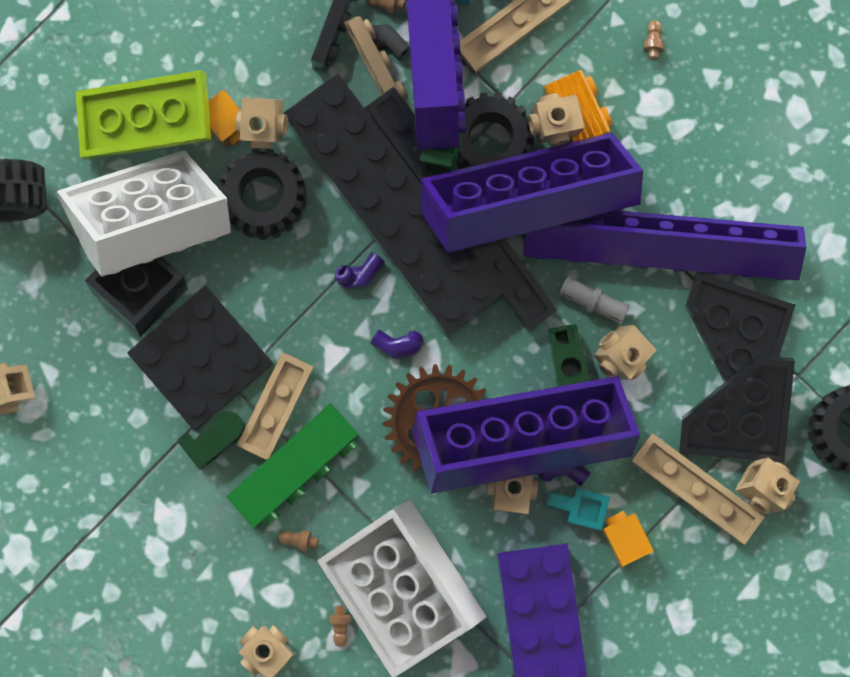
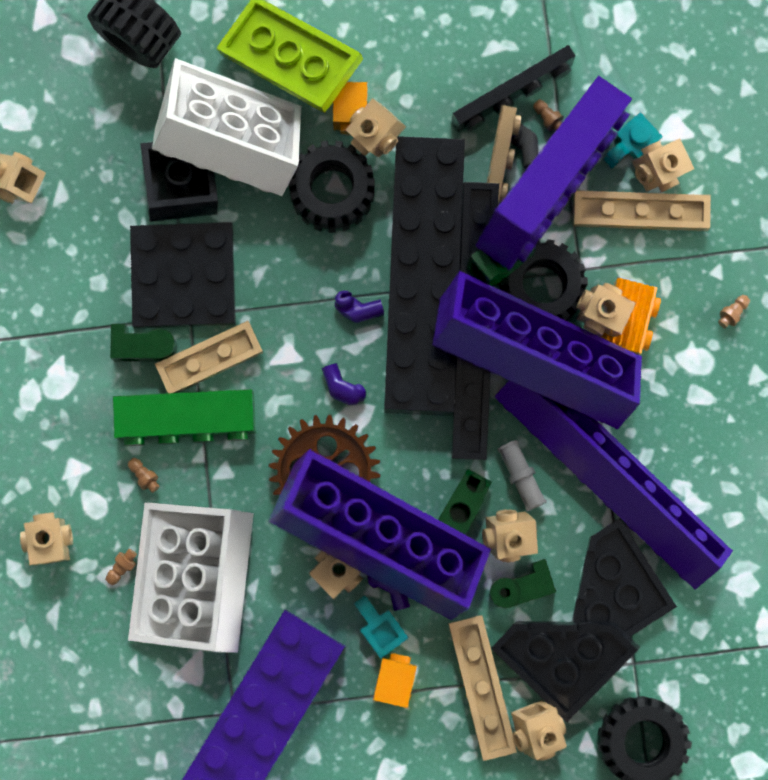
camera: 35 degrees right, 0 degrees up
(660, 397) = (513, 592): none -> dark green leg

